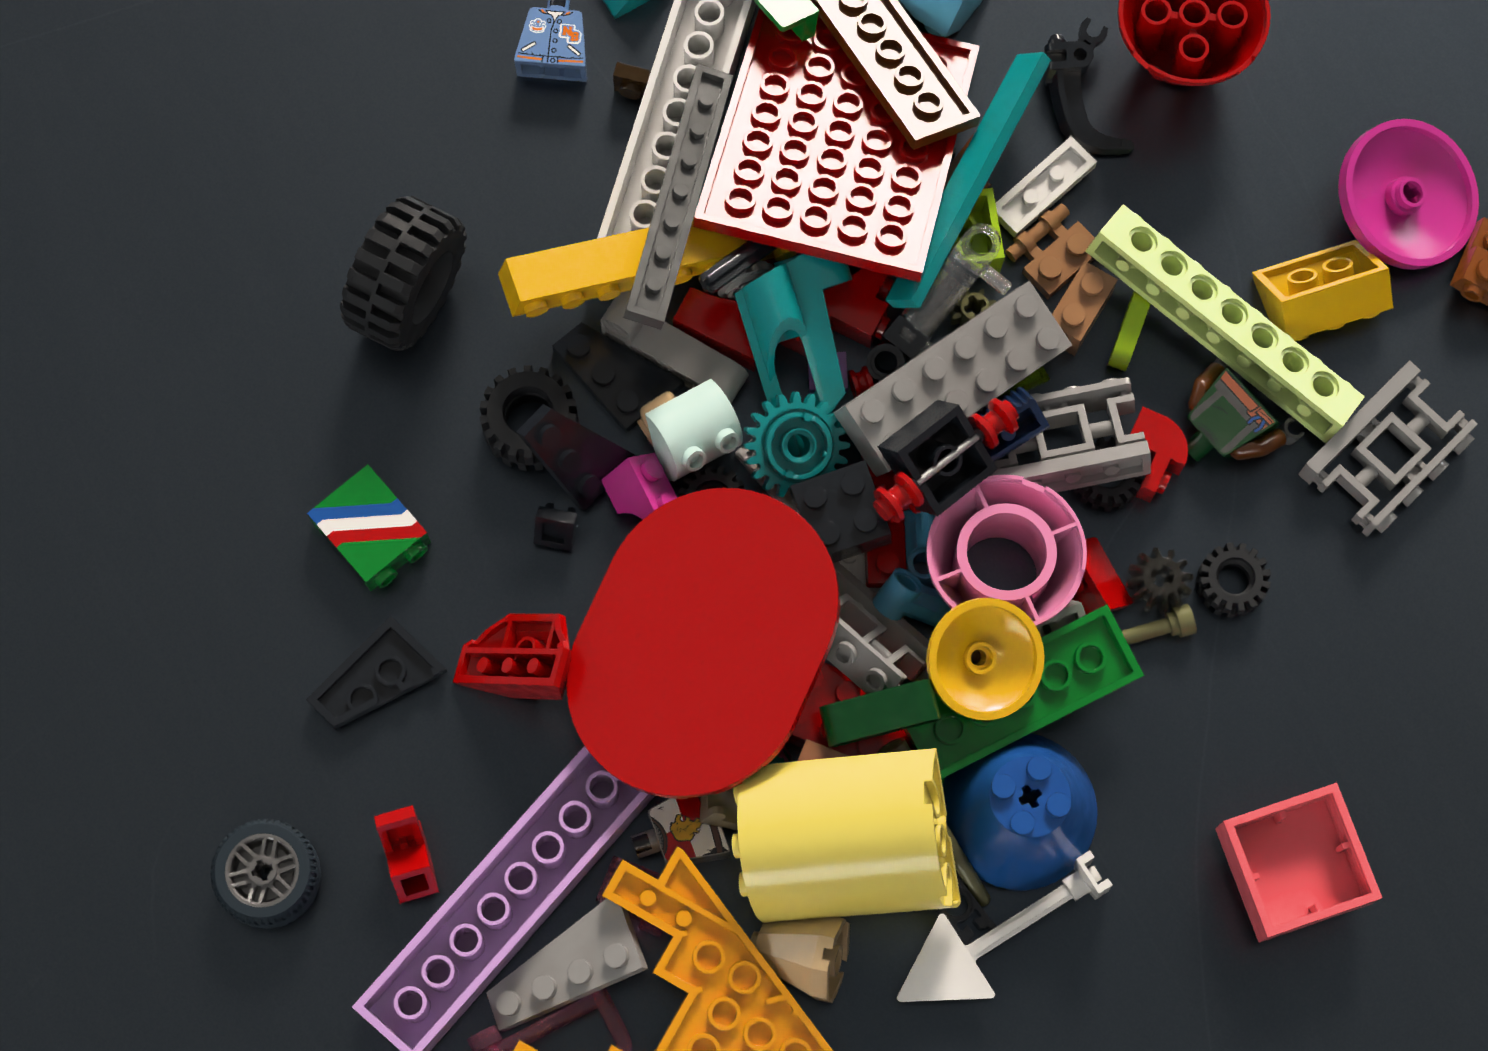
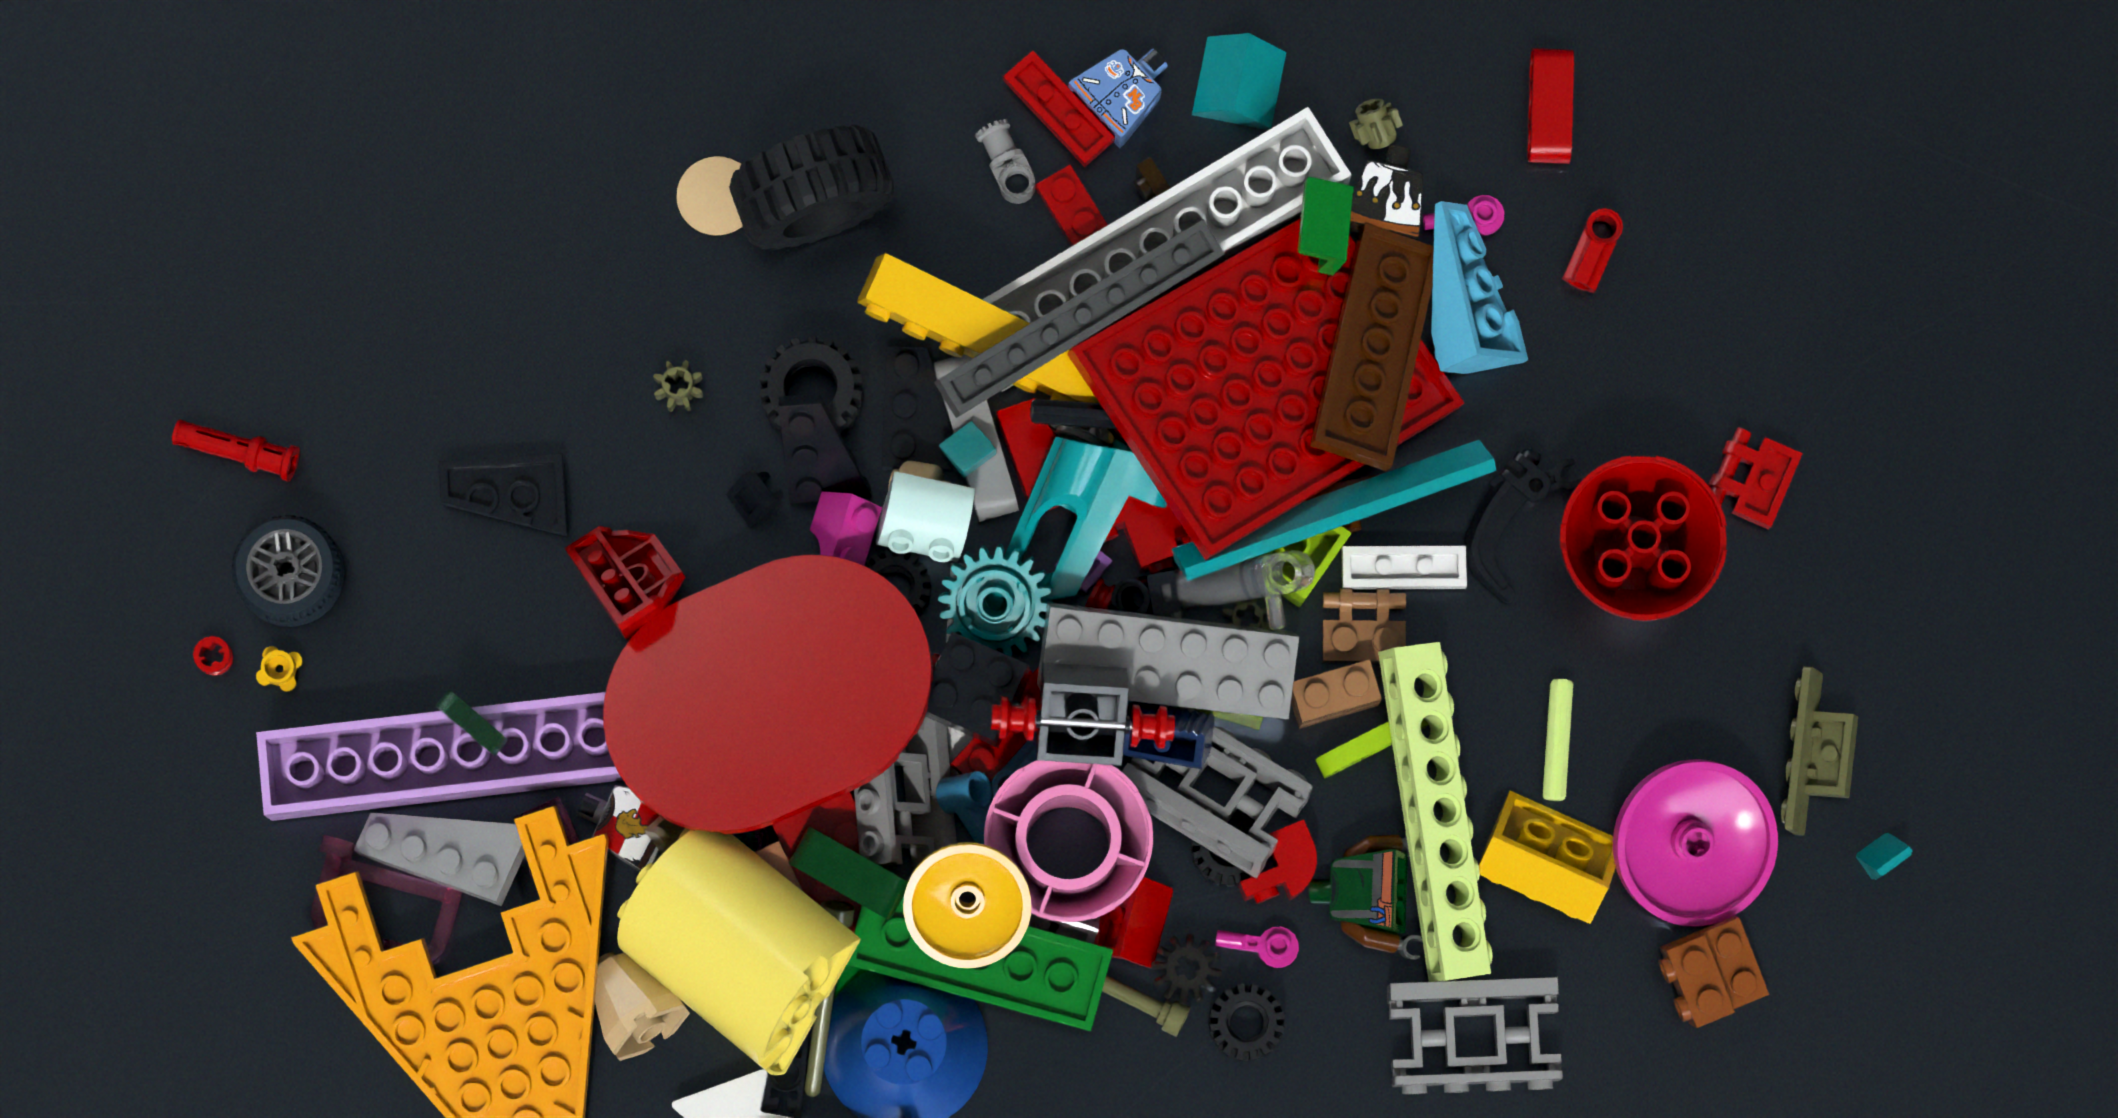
camera: 40 degrees right, 5 degrees up
(163, 813) = (253, 452): none -> red pin
(276, 990) = (209, 643): none -> red bush
(311, 948) = (271, 659): none -> yellow plate
(333, 351) = (706, 196): none -> tan piece
(370, 528) = (608, 369): panel -> none
(406, 854) = (405, 653): red brick -> none
(424, 487) = (683, 395): none -> olive gear
(506, 855) = (471, 723): none -> clear green beam
(518, 151) = (1006, 159): none -> light grey connector
(521, 87) = (1058, 108): none -> red plate
(590, 145) = (1070, 205): none -> red plate
(678, 359) = (968, 449): none -> teal slope
(1201, 512) = (1275, 947): none -> dark pink plate
(1251, 211) = (1557, 739): none -> yellowish green axle
(1430, 67) = (1820, 753): none -> olive bracket

